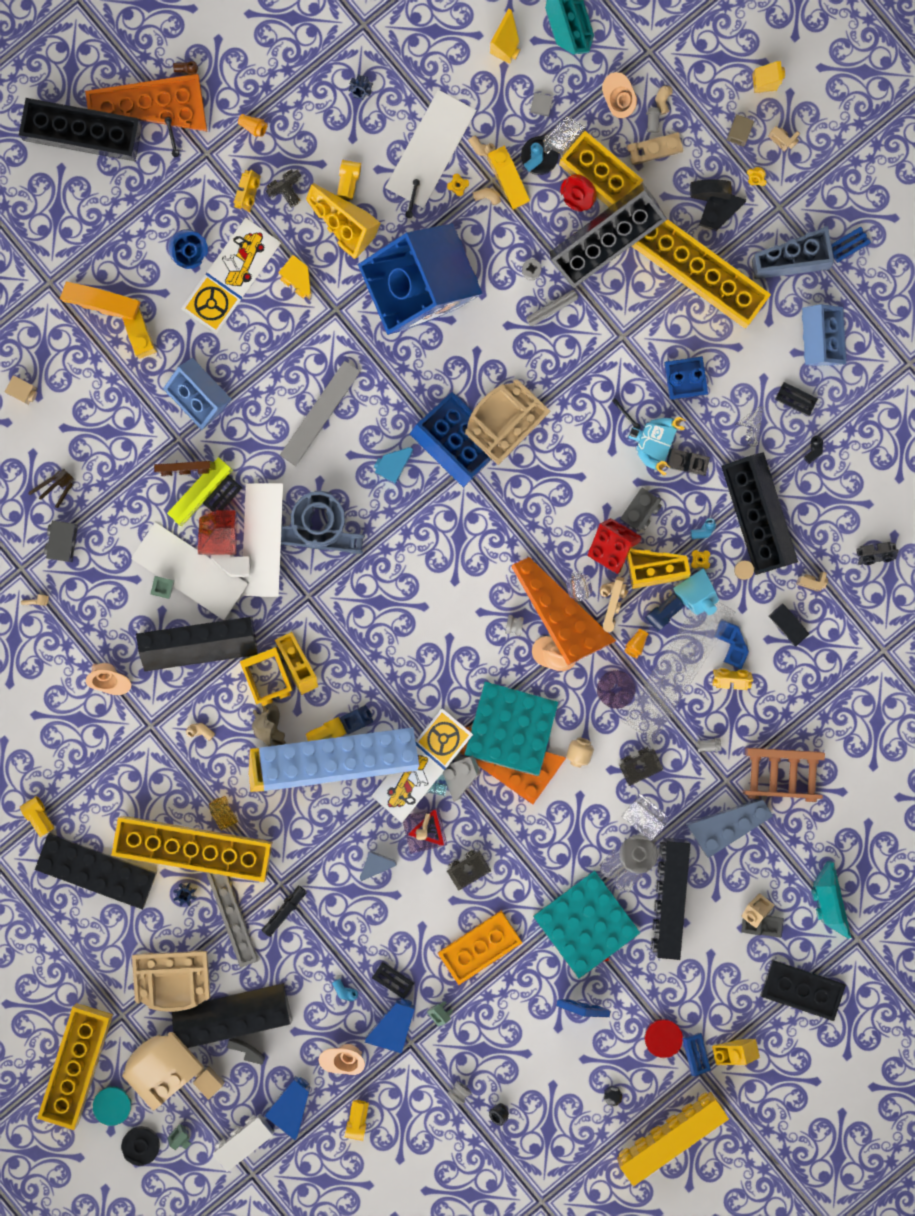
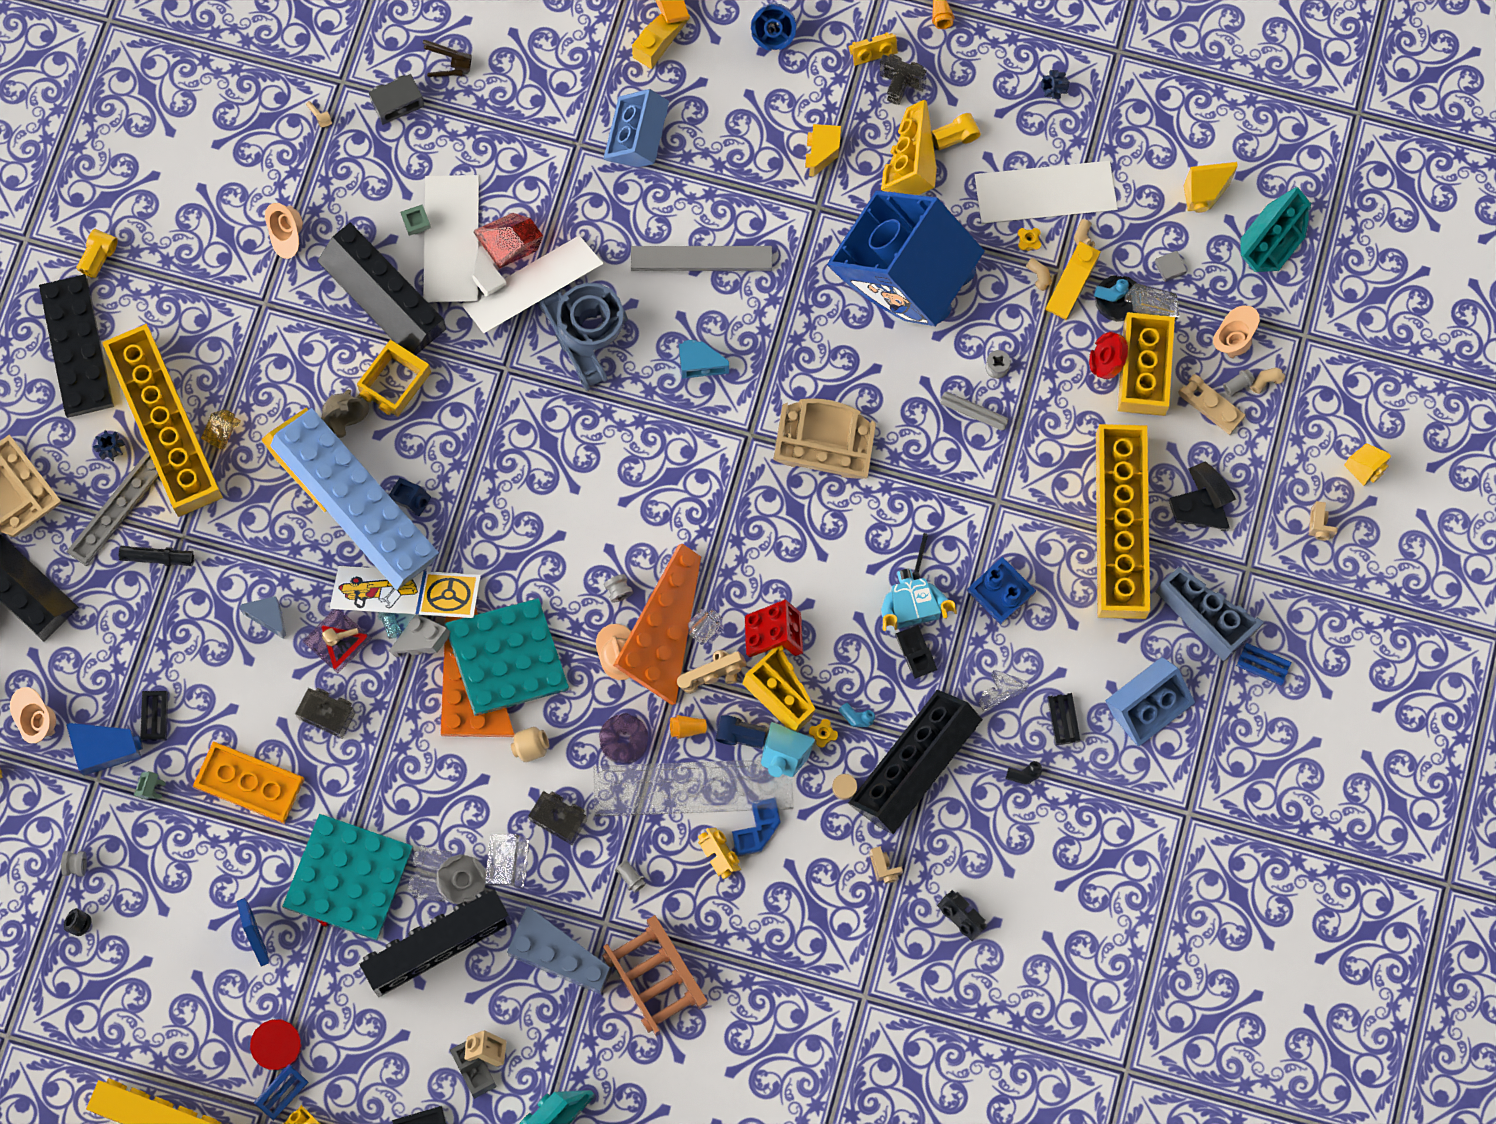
camera: 50 degrees right, 15 degrees down
(184, 468) = (552, 164): reddish brown plate -> none
(199, 492) = (539, 196): neon yellow fence -> none
(199, 729) = (294, 352): tan arm -> none
(218, 489) = (548, 220): black tile -> none
(231, 275) = (778, 88): sticker -> none
(297, 663) = (426, 399): yellow slope -> none
(330, 729) = (384, 475): yellow piece -> none
(344, 992) = (107, 674): dark azure arm -> none
(409, 214) = (965, 212): black hinge -> none
(445, 439) = (761, 390): blue slope -> none
(607, 235) = (1085, 408): black slope -> none
(612, 1096) = (175, 1032): black tile -> none
(641, 509) = (831, 637): dark grey bracket -> none
(740, 130) = (1293, 472): dark tan panel -> none
(757, 176) = (1261, 522): yellow plate -> none
(788, 624) = (819, 873): black slope -> none

